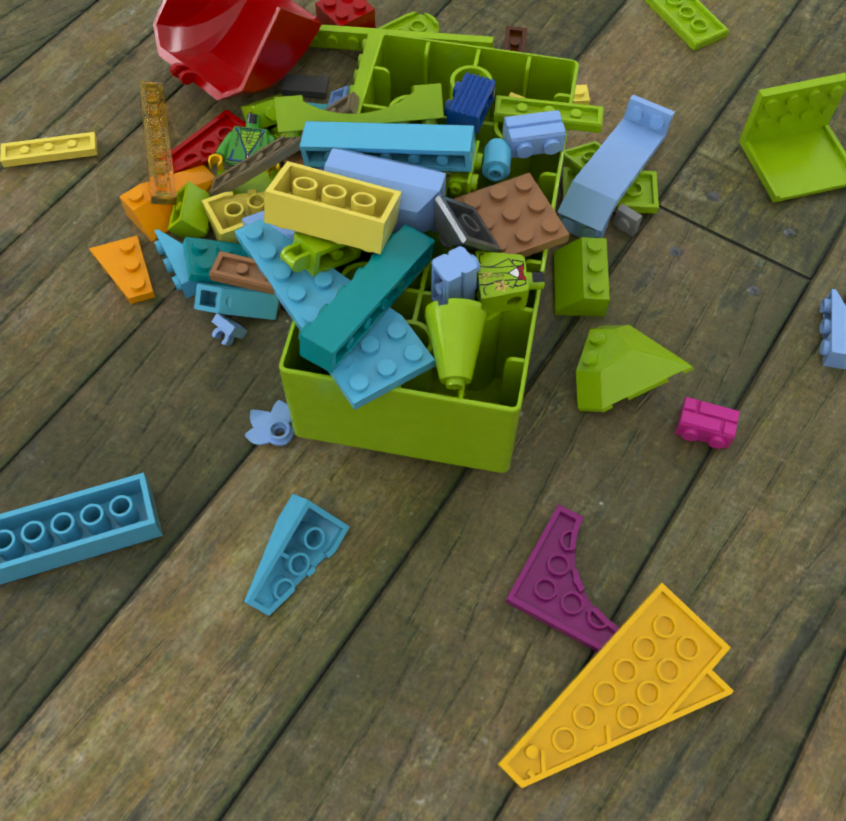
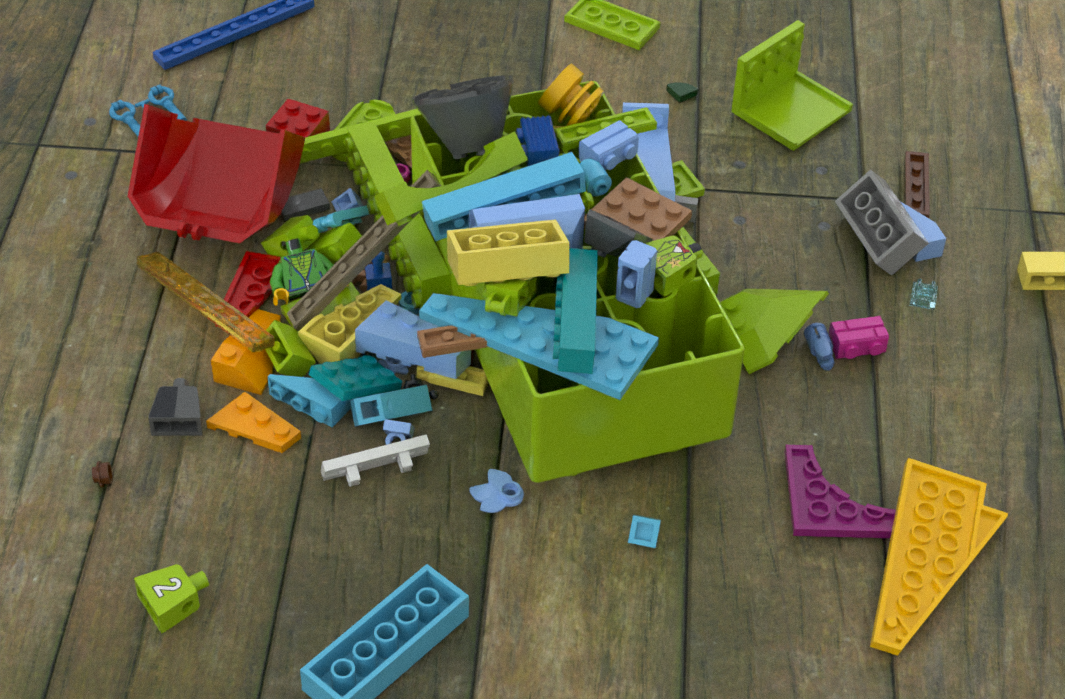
camera: 30 degrees left, 15 degrees down
(48, 149) = (89, 352): light yellow plate -> none
(72, 228) = (176, 411): none -> dark grey torso
(167, 342) = (354, 463): none -> white hinge
(296, 546) = (595, 564): medium azure wedge -> none
(367, 529) = (644, 531): none -> medium azure plate
(421, 48) = (468, 113): none -> dark grey cone
(455, 338) = (664, 315): lime cone -> none
(534, 67) = (570, 96): none -> yellow wheel
(664, 413) = (820, 345): none -> medium blue hinge
(705, 104) = (681, 91): none -> dark green tile
(805, 405) = (923, 294): none -> clear light blue tile
(806, 313) = (881, 222): none -> light grey brick

